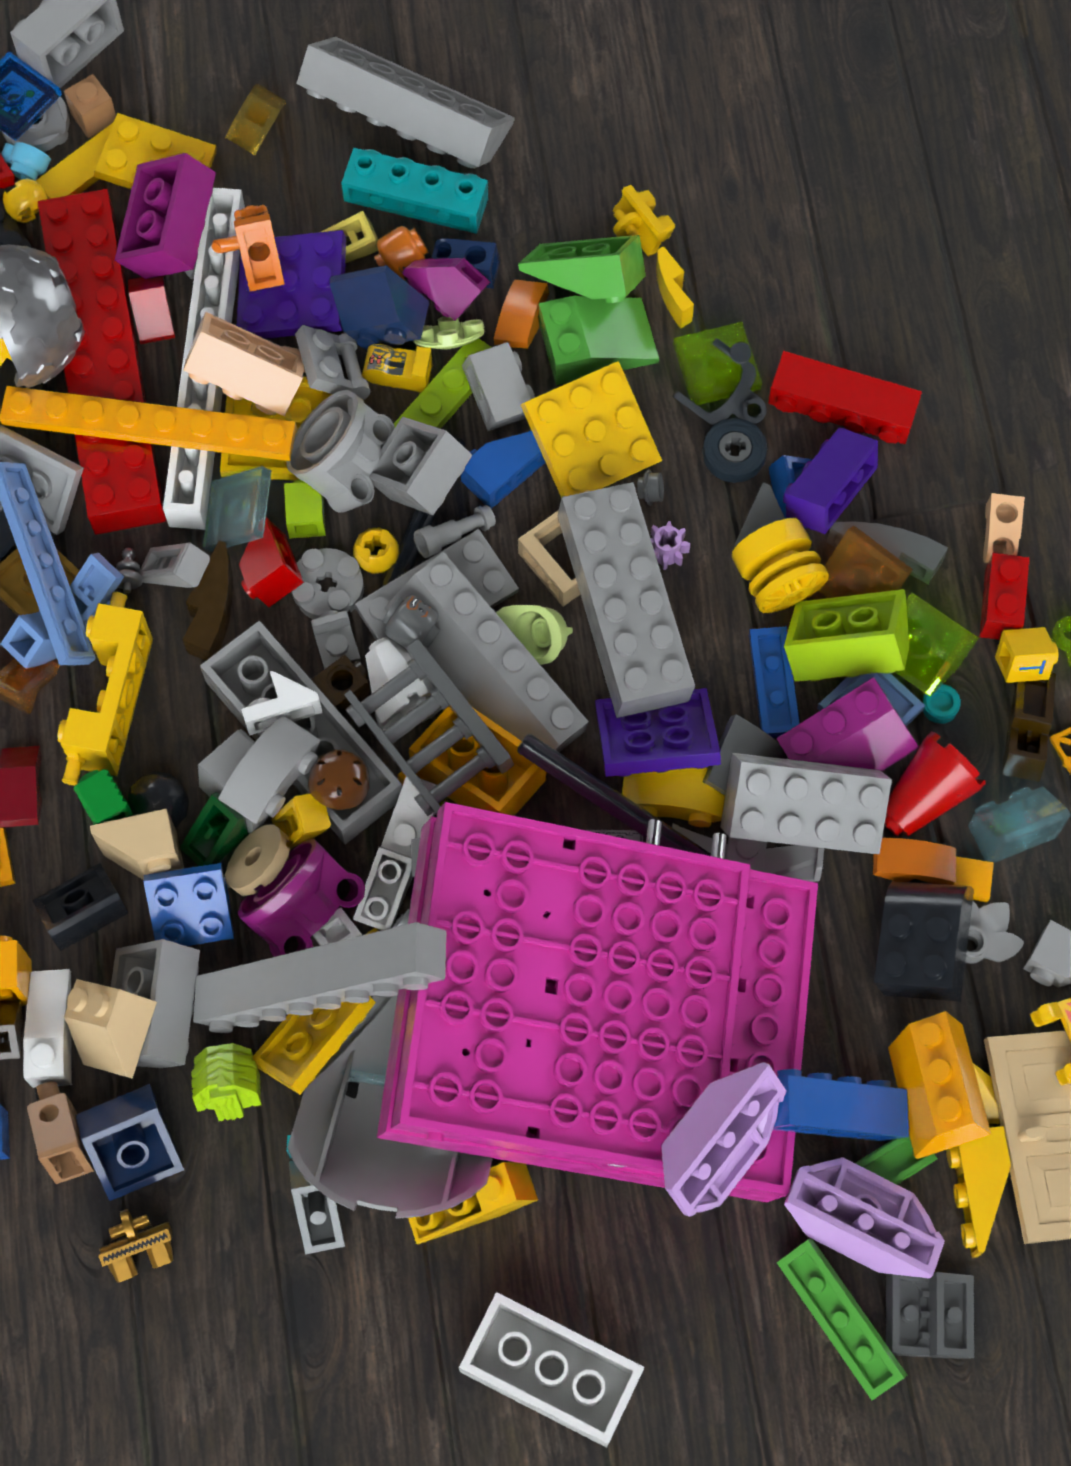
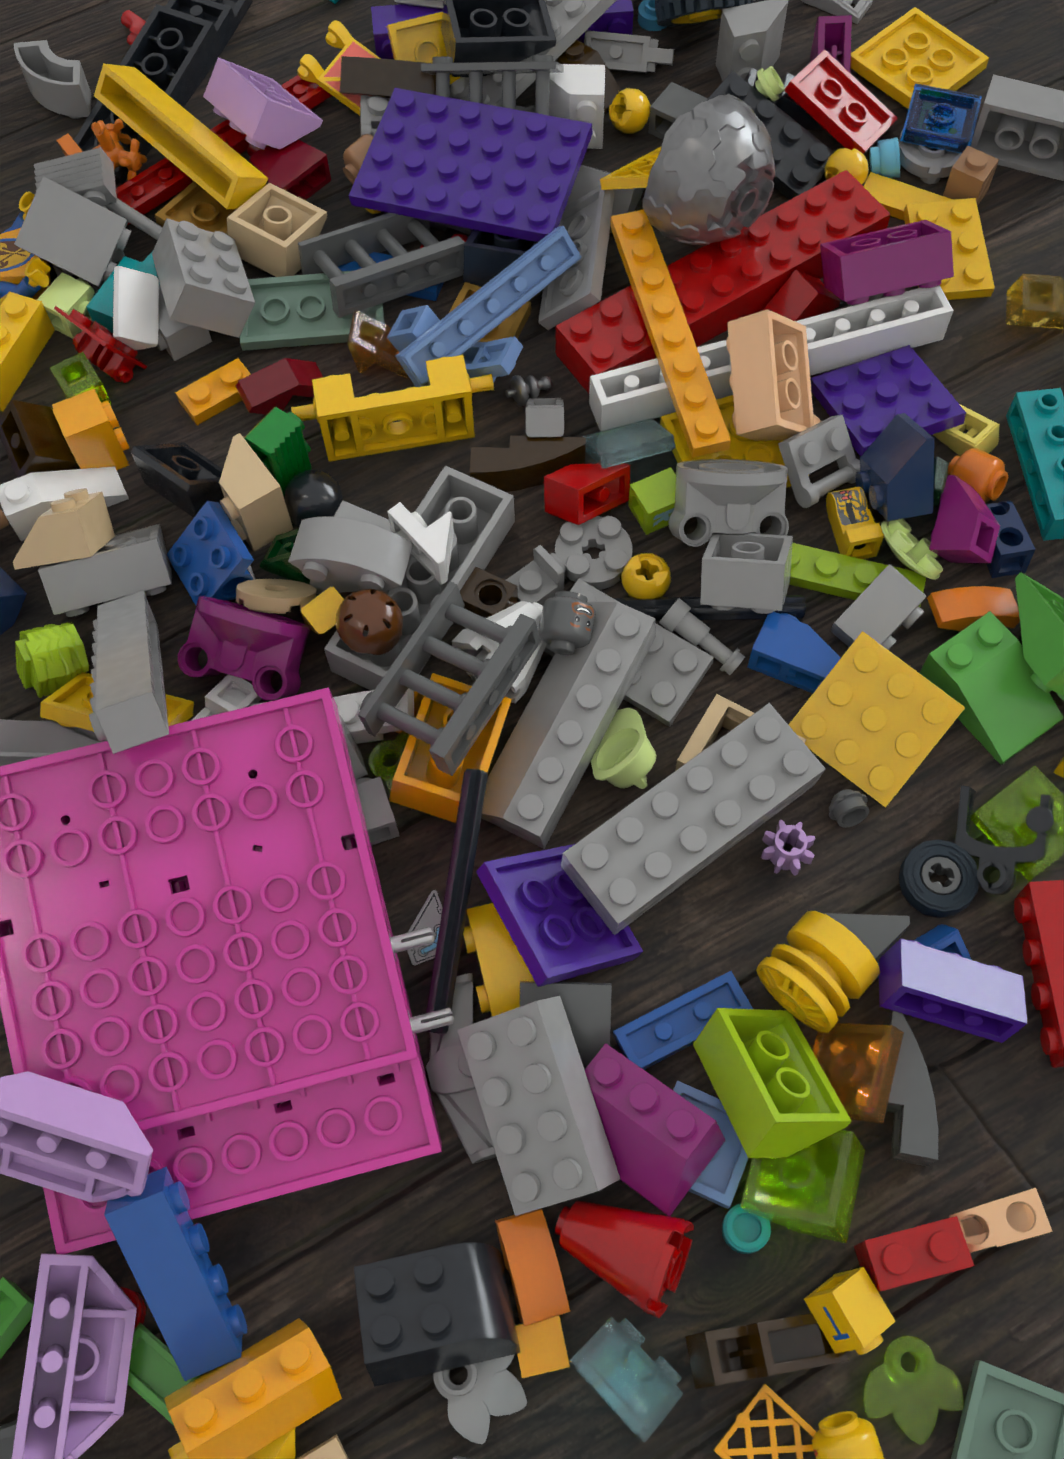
camera: 70 degrees right, 5 degrees down
(256, 245) = (895, 337): orange piece -> none

